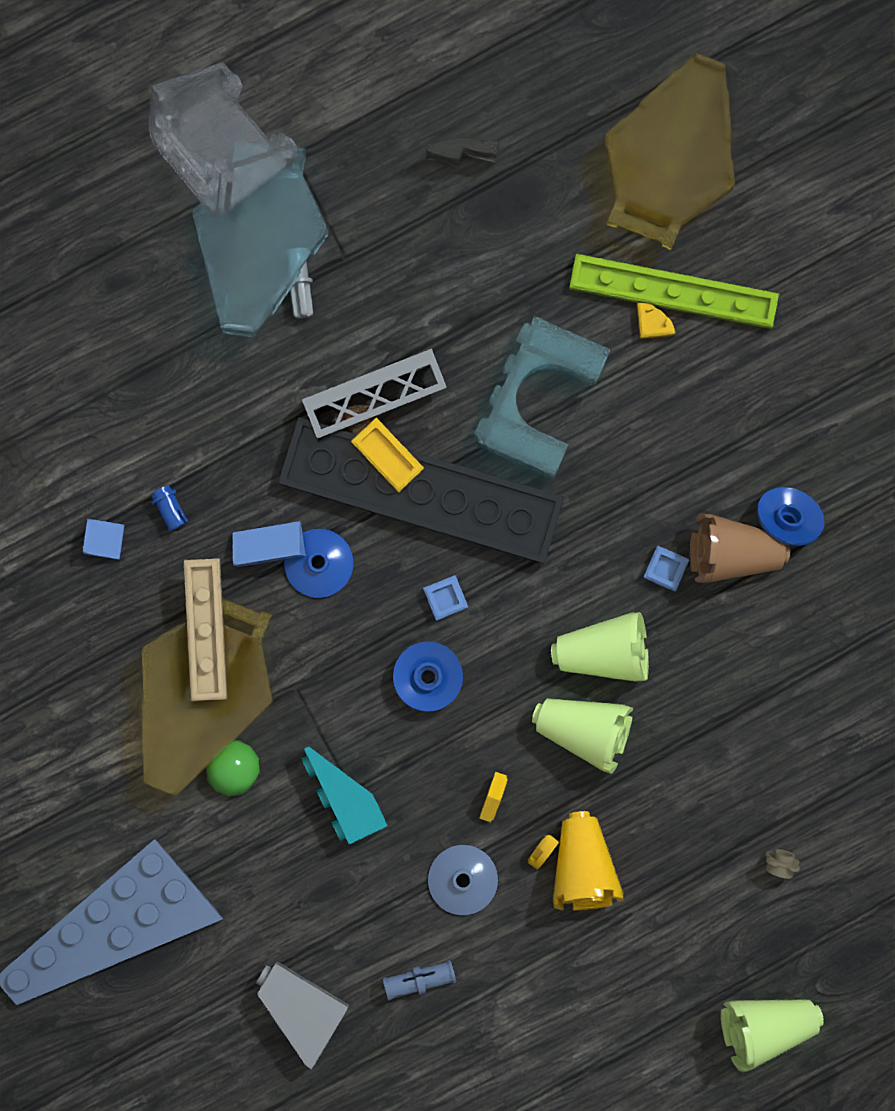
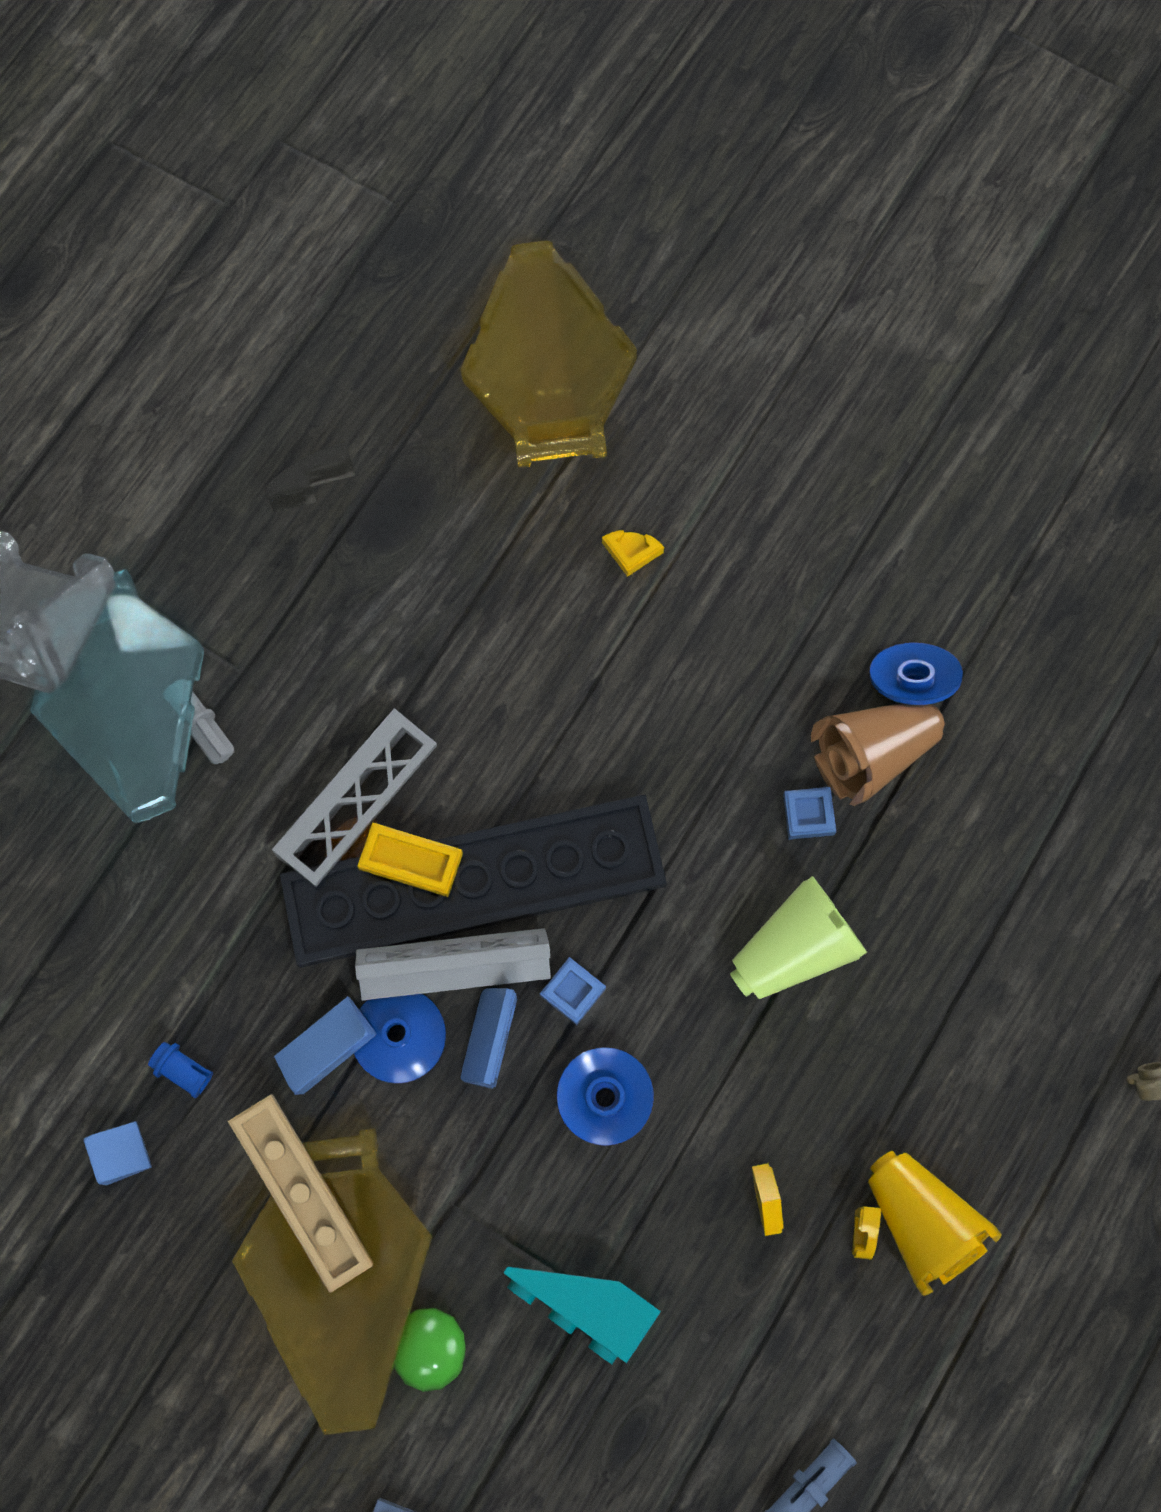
camera: 25 degrees left, 10 degrees down
(375, 597) = (489, 1037): none -> medium blue slope
(378, 538) = (453, 964): none -> light grey fence
(461, 860) = (762, 1325): sand blue dish -> none
(542, 348) = (524, 642): clear light blue arch -> none
(586, 729) = (829, 1051): yellowish green cone -> none
(674, 291) = (634, 504): lime tile -> none

